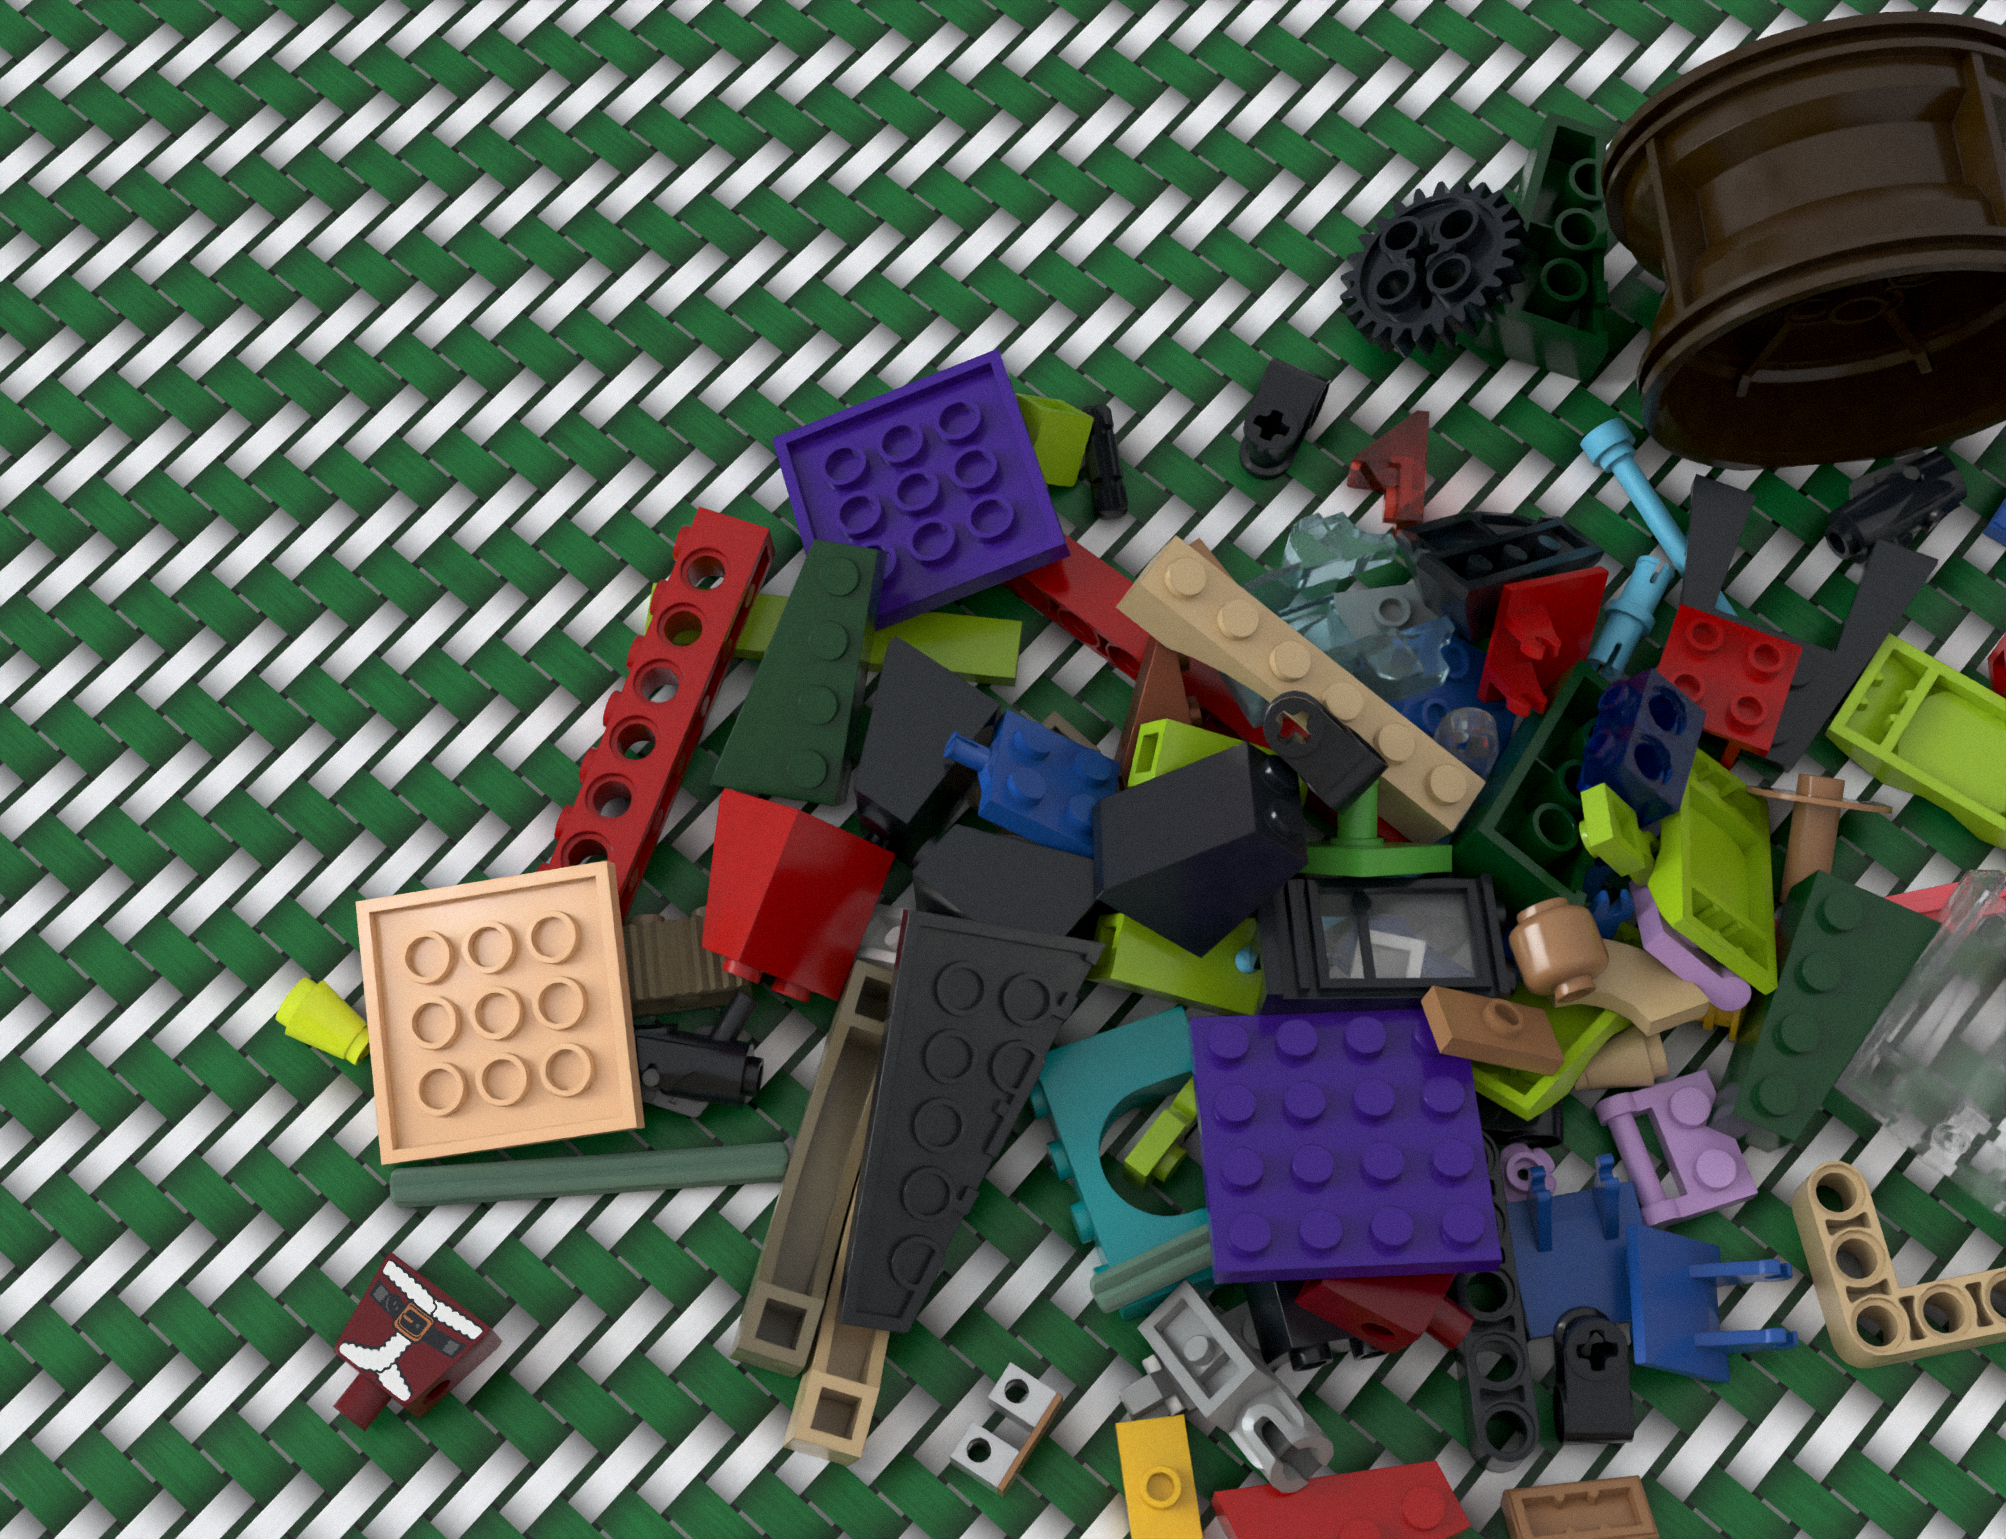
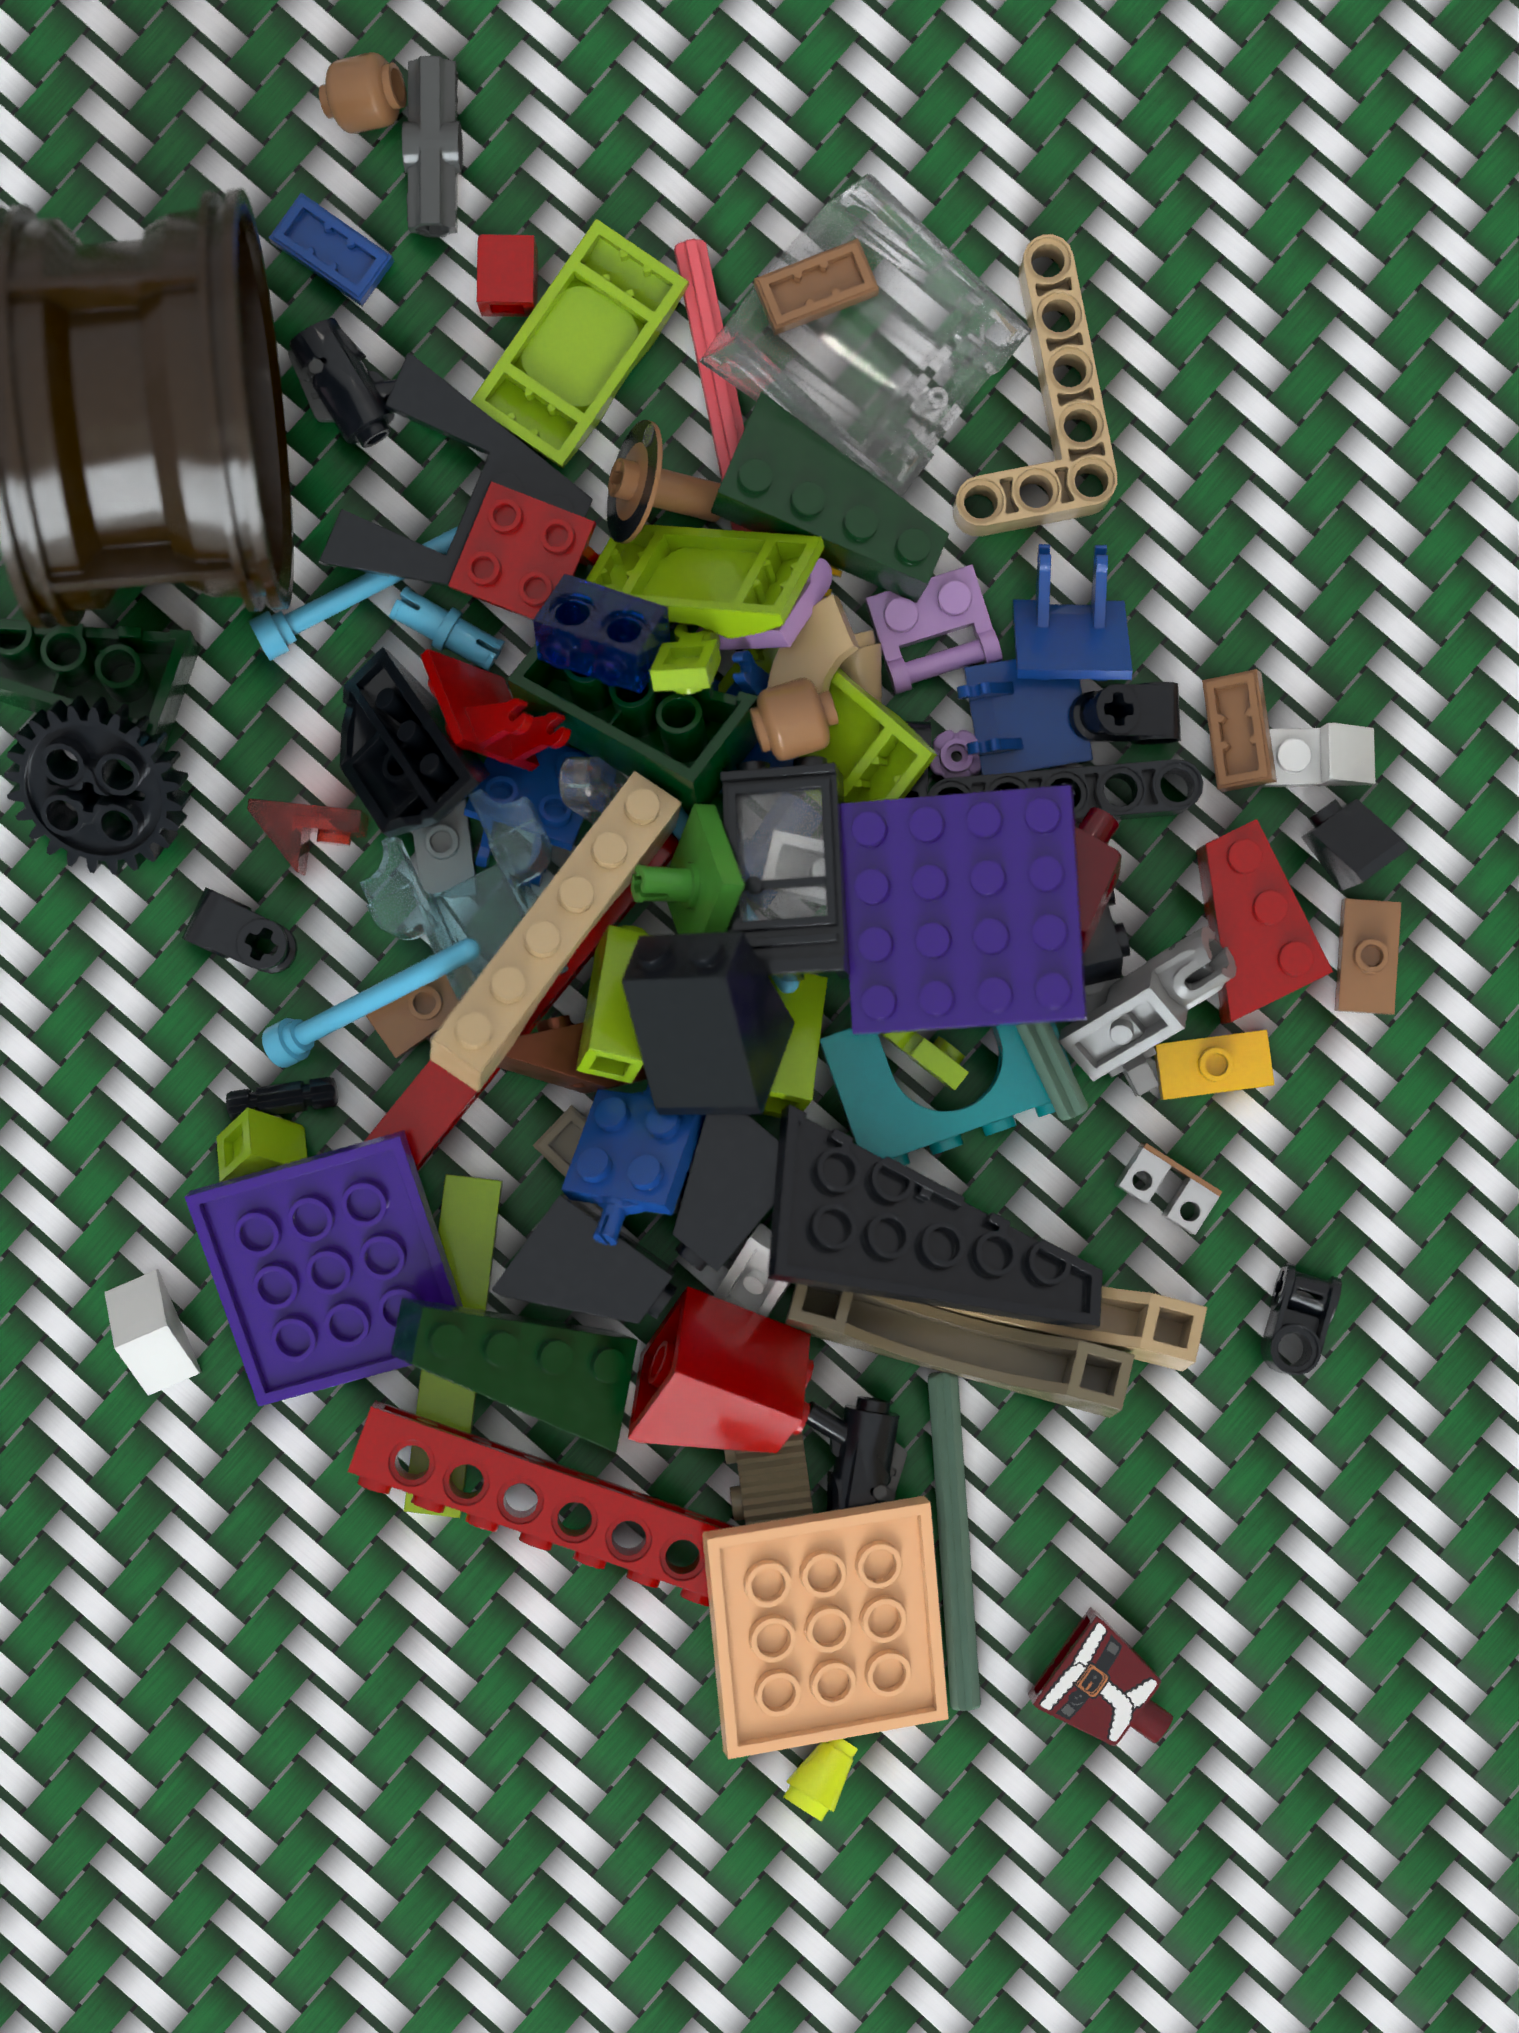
camera: 90 degrees left, 20 degrees up
(851, 337) = (150, 1333): none -> white slope
(1168, 467) = (292, 1039): none -> medium azure piece
(1331, 758) = (625, 915): black piece -> none
(1492, 1031) = (867, 780): medium nougat plate -> none

